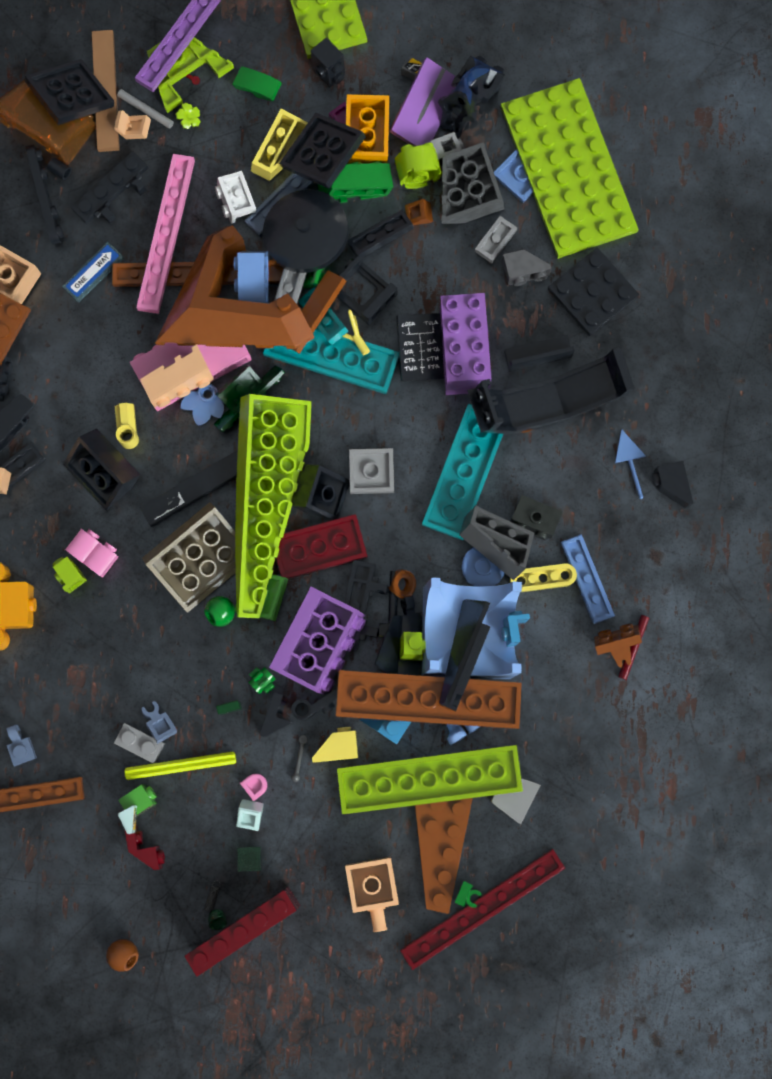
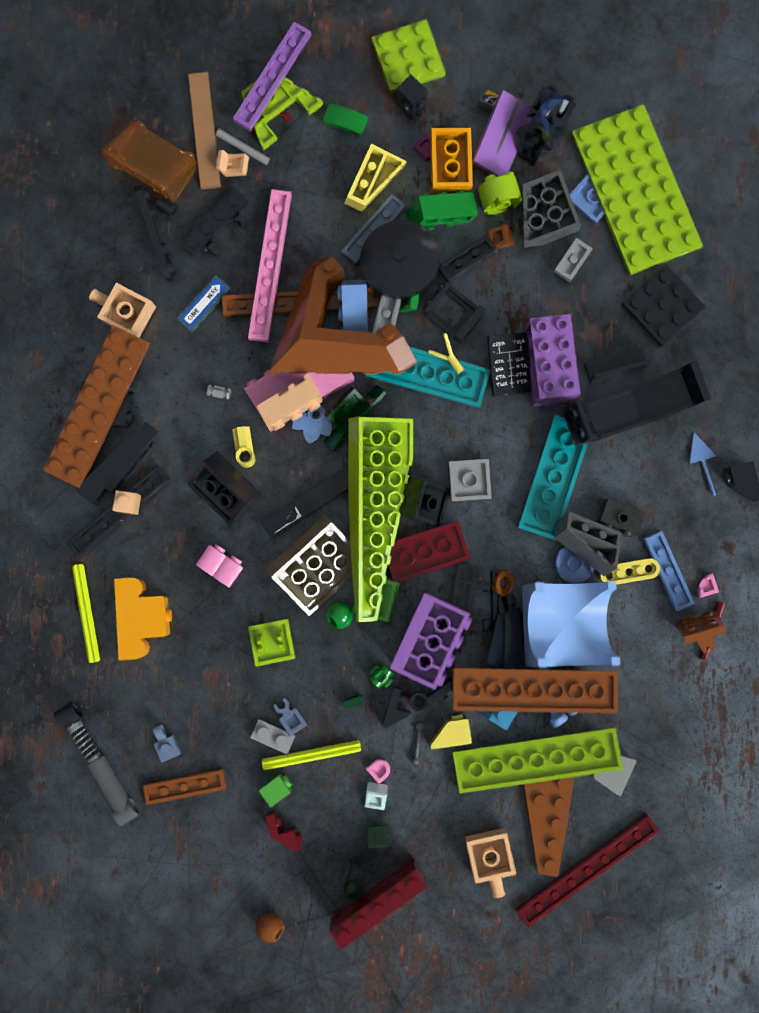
camera: 10 degrees left, 5 degrees up
(68, 573) = (199, 585): lime brick -> none
(69, 91) = (172, 133): black plate -> none
(103, 366) = (219, 392): none -> light grey piece
(128, 819) = (269, 809): light aqua slope -> none
(144, 639) = (271, 642): none -> lime plate
(189, 116) = (283, 152): lime plant -> none
(235, 196) = (331, 227): white bracket -> none
(321, 301) = (419, 322): dark orange tile -> none
(322, 150) = (413, 183): black plate -> none
(330, 325) = (419, 338): teal plate -> none
(412, 646) = (516, 642): lime brick -> none
(447, 142) = (527, 169): light grey brick -> none
(465, 651) = (567, 646): black wedge -> none
(465, 894) = (572, 860): green tile -> none
(510, 631) = (606, 623): dark azure bracket -> none
(523, 267) = (599, 285): flat silver slope -> none
(630, 597) = (707, 586): none -> bright pink tile

